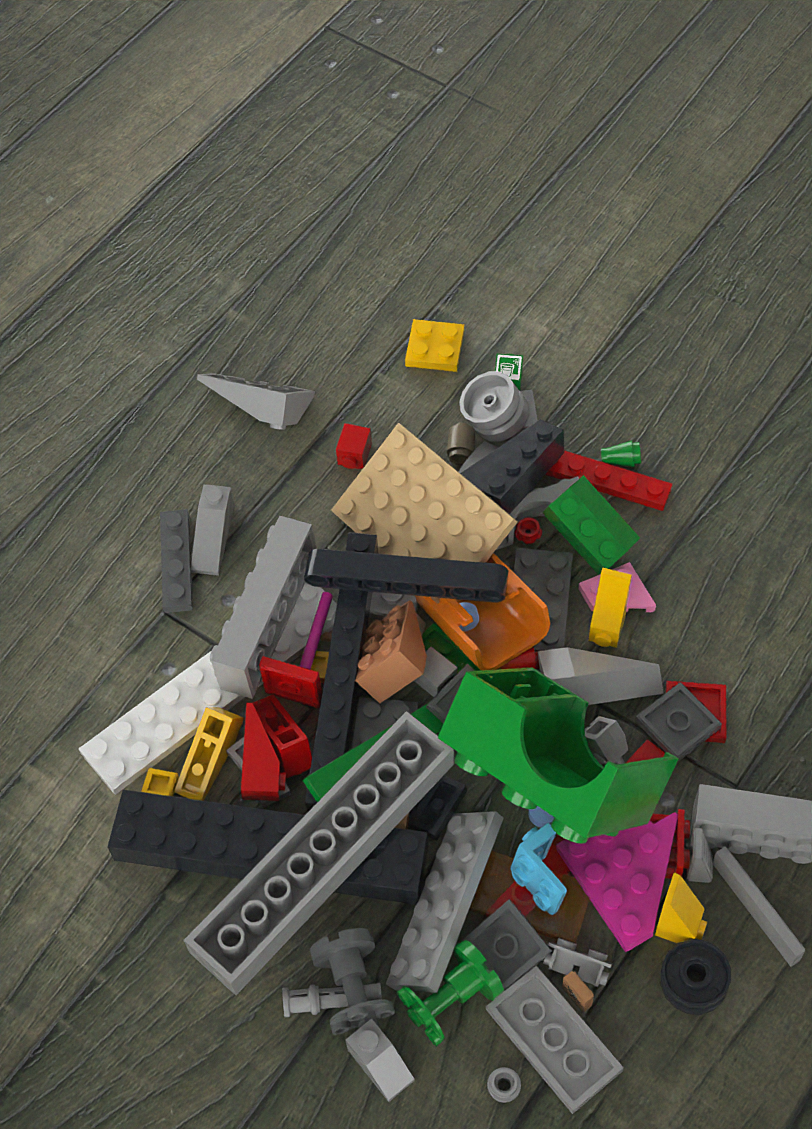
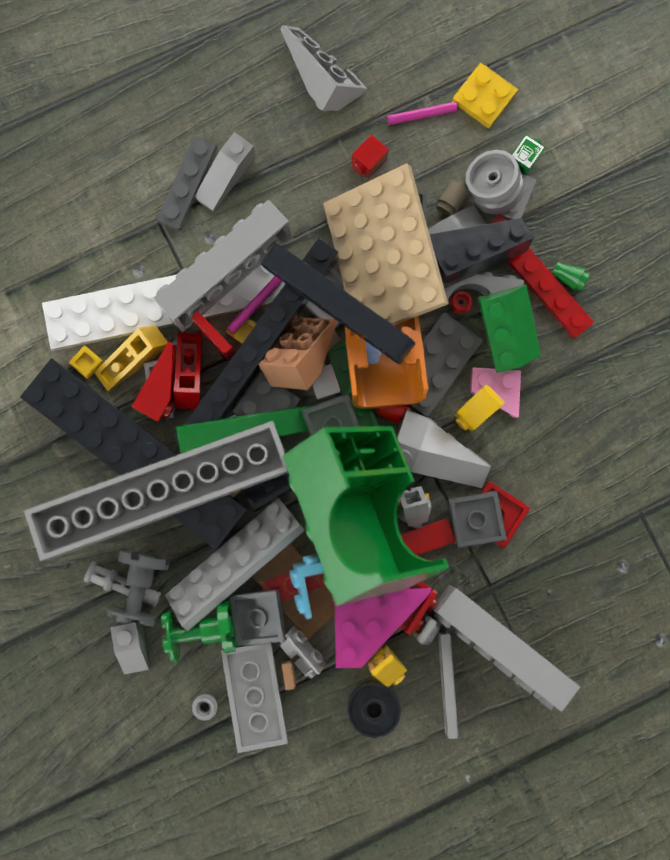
camera: 20 degrees right, 25 degrees up
(382, 388) = (422, 113): none -> dark pink bar

